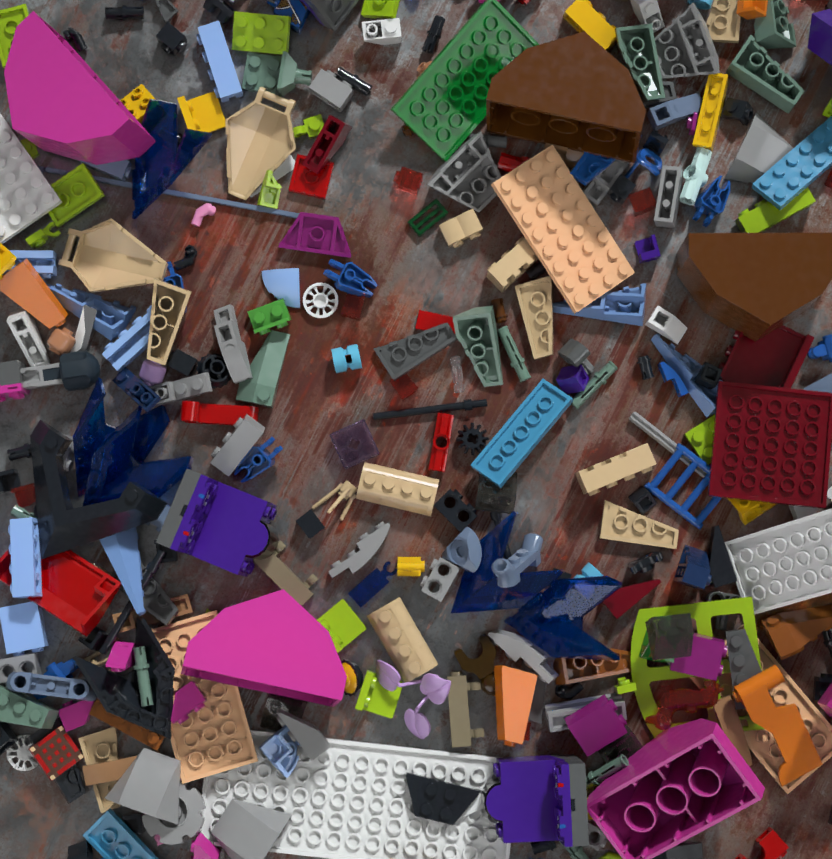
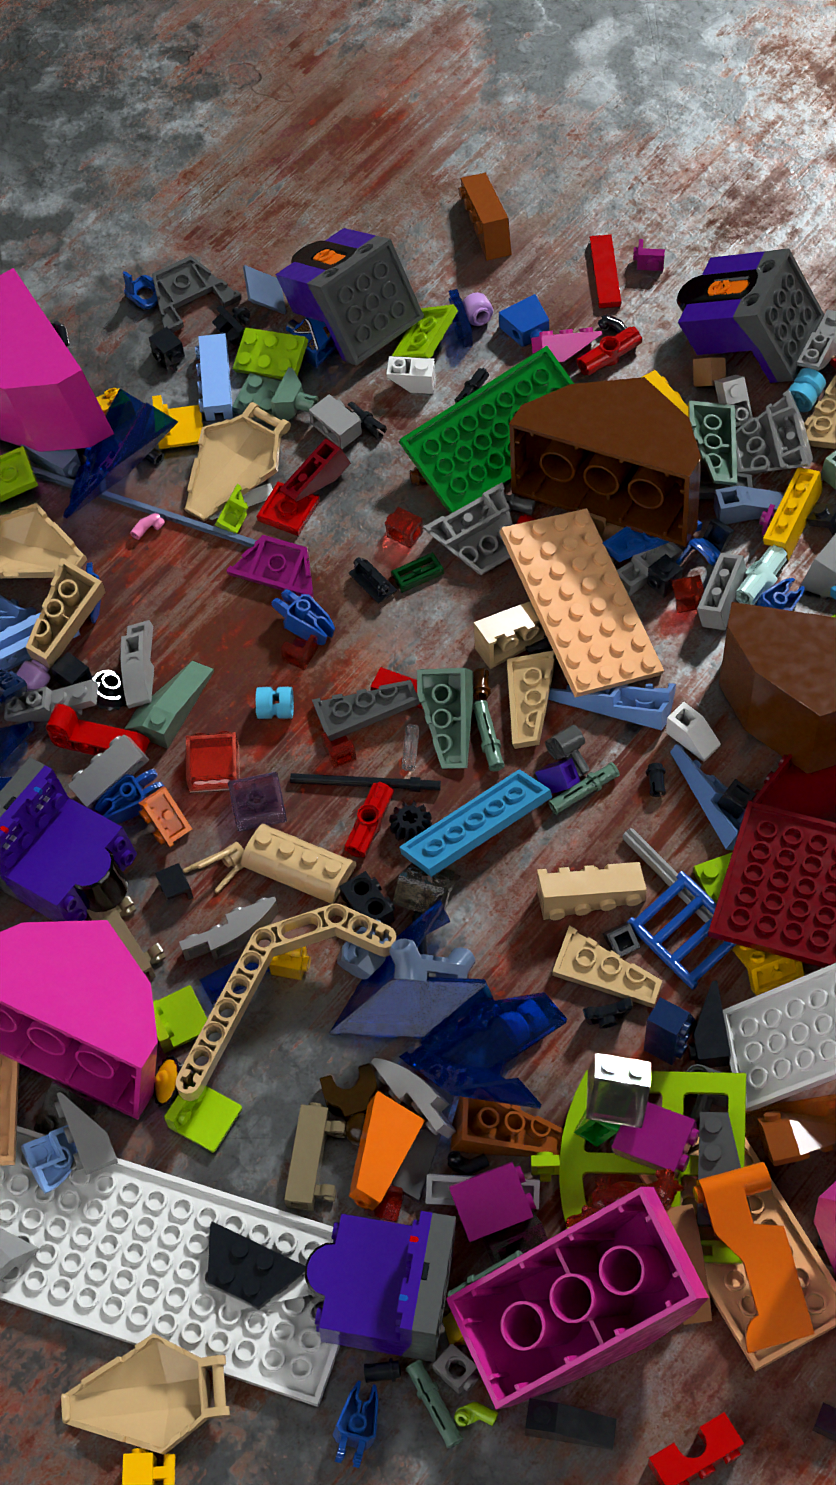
camera: 20 degrees right, 25 degrees down
(124, 12) = (121, 316): black pin -> none
(189, 258) = (115, 570): black arm -> none
(269, 316) = (193, 643): bright green bracket -> none
(283, 284) = (222, 614): light blue brick -> none
(289, 472) = (164, 816): none -> orange bracket
(311, 416) = (211, 761): none -> clear red piece
(312, 127) = (289, 459): lime plate -> none
(320, 300) = (261, 638): white wheel -> none
(392, 600) = (252, 979): none -> tan beam
(394, 233) = (371, 580): none -> black hinge
(402, 640) = (258, 1055): tan container -> none
(431, 685) = (276, 1111): lavender plant -> none
(444, 581) = (331, 986): light grey brick -> none
(461, 228) = (454, 586): tan brick -> none
(628, 596) = (572, 1053): dark red slope -> none
(647, 249) = (685, 649): dark purple panel -> none
(669, 374) = (687, 794): blue slope -> none

